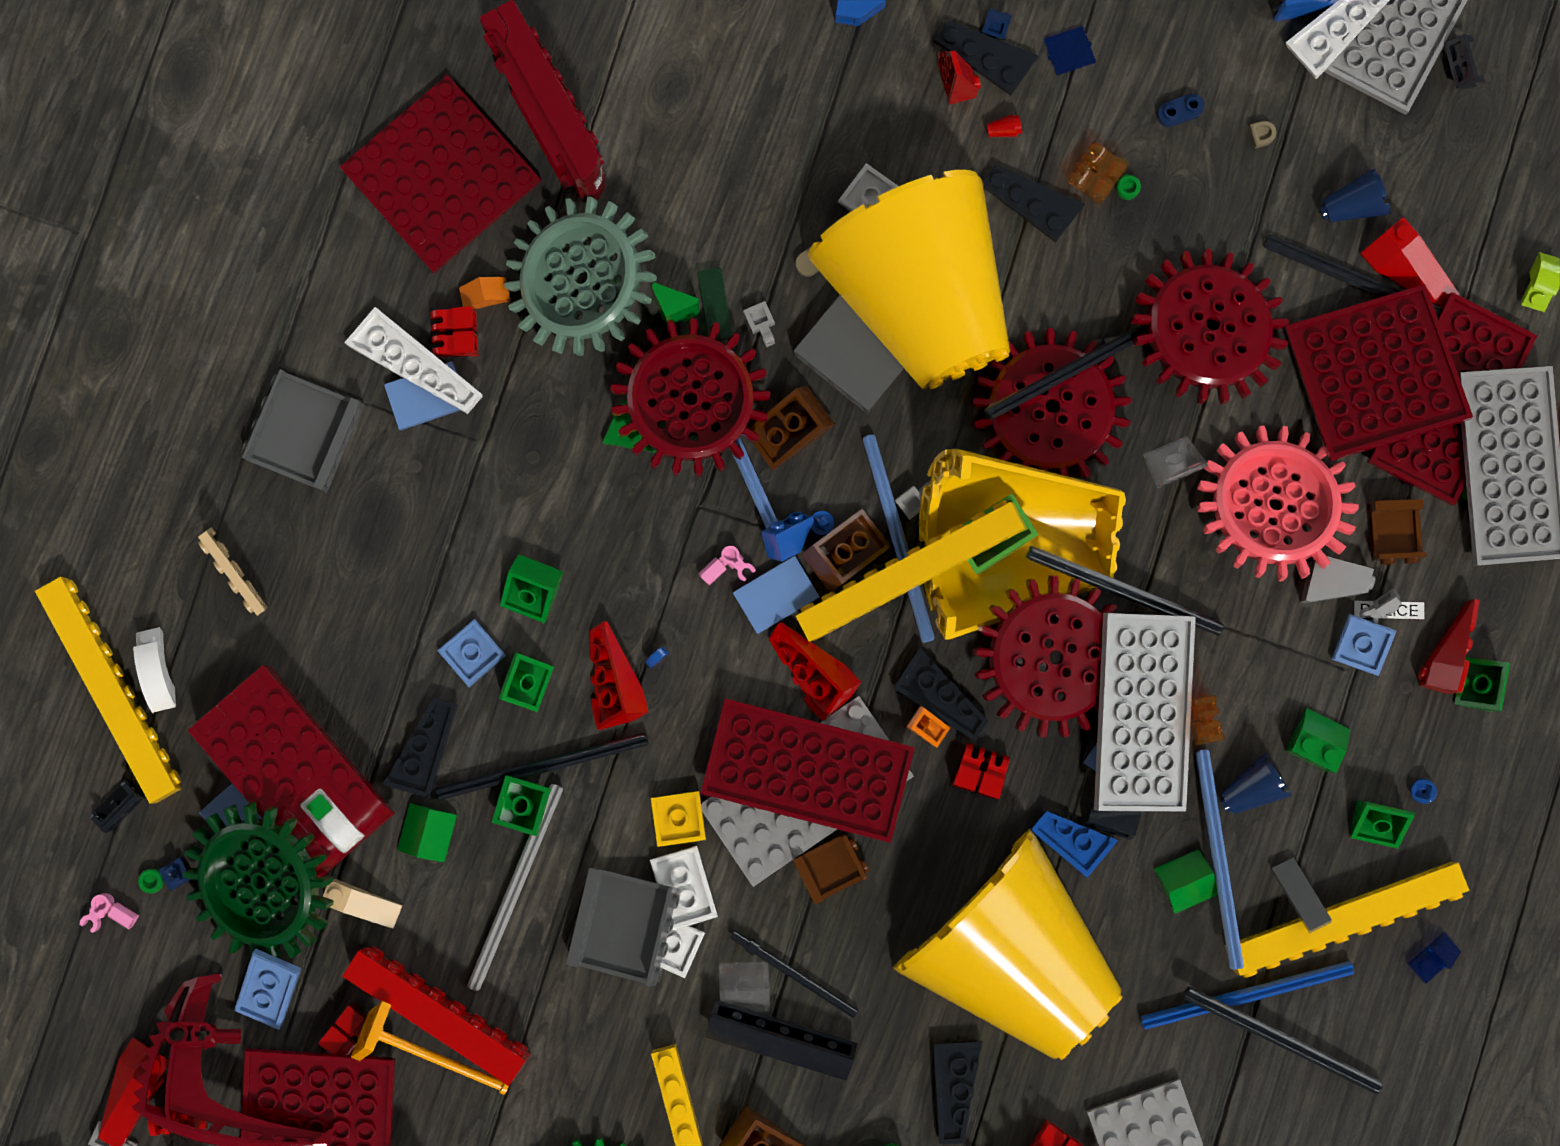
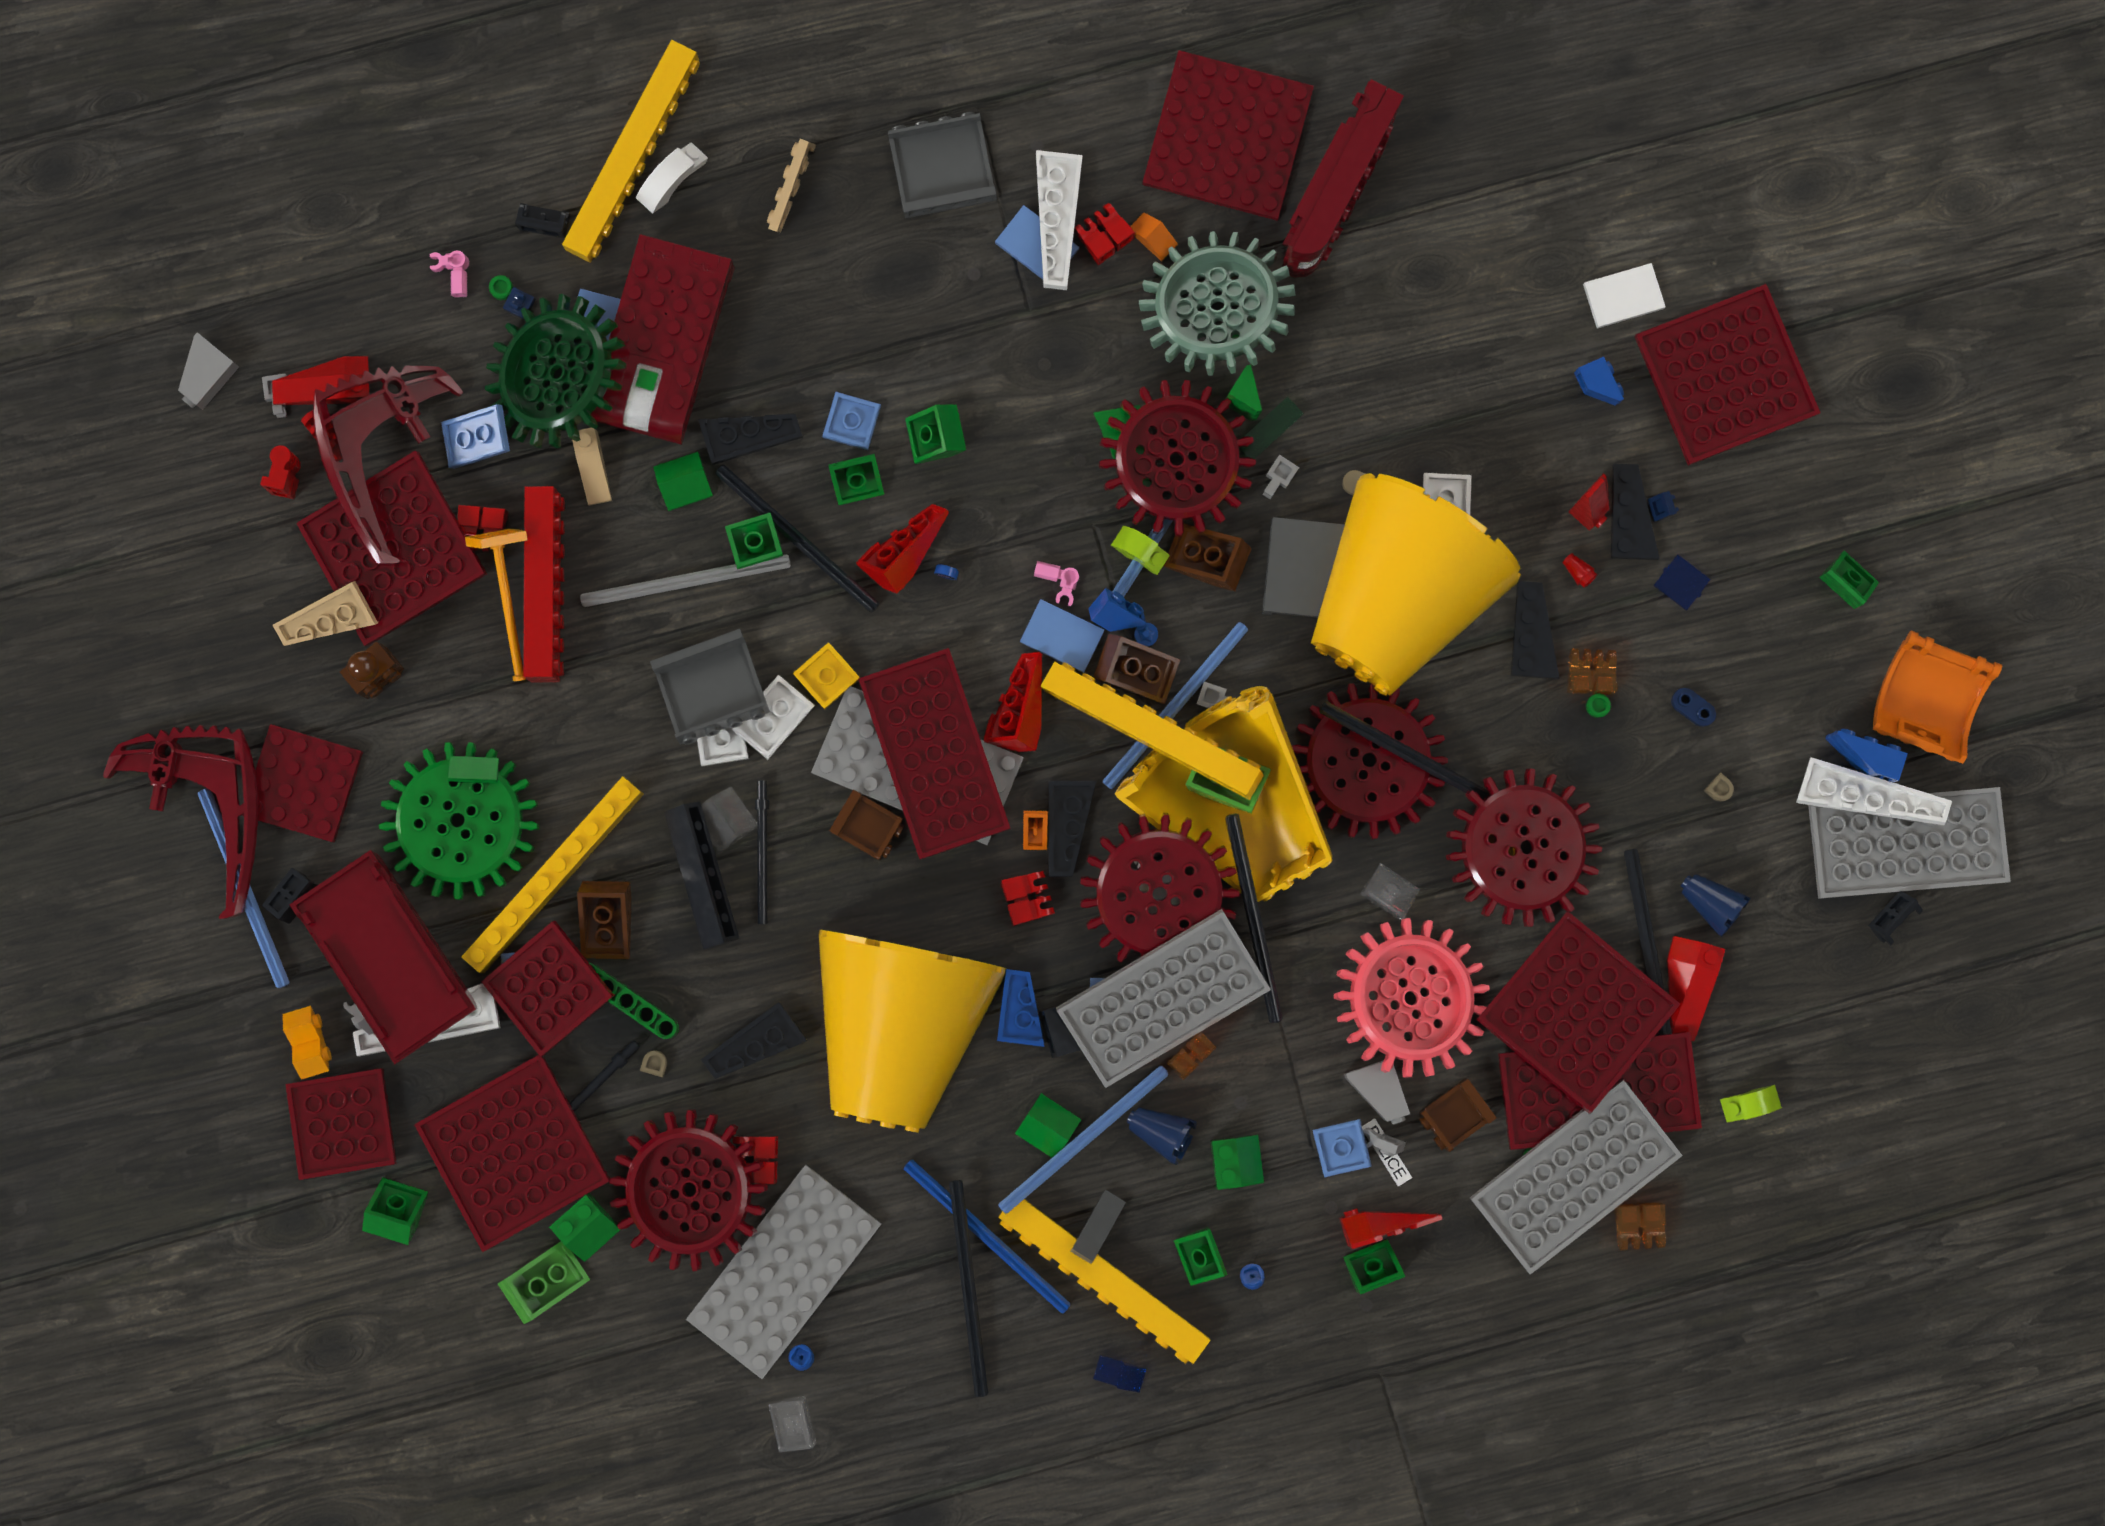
camera: 55 degrees right, 0 degrees up
(746, 479) = (1141, 549): none -> lime brick

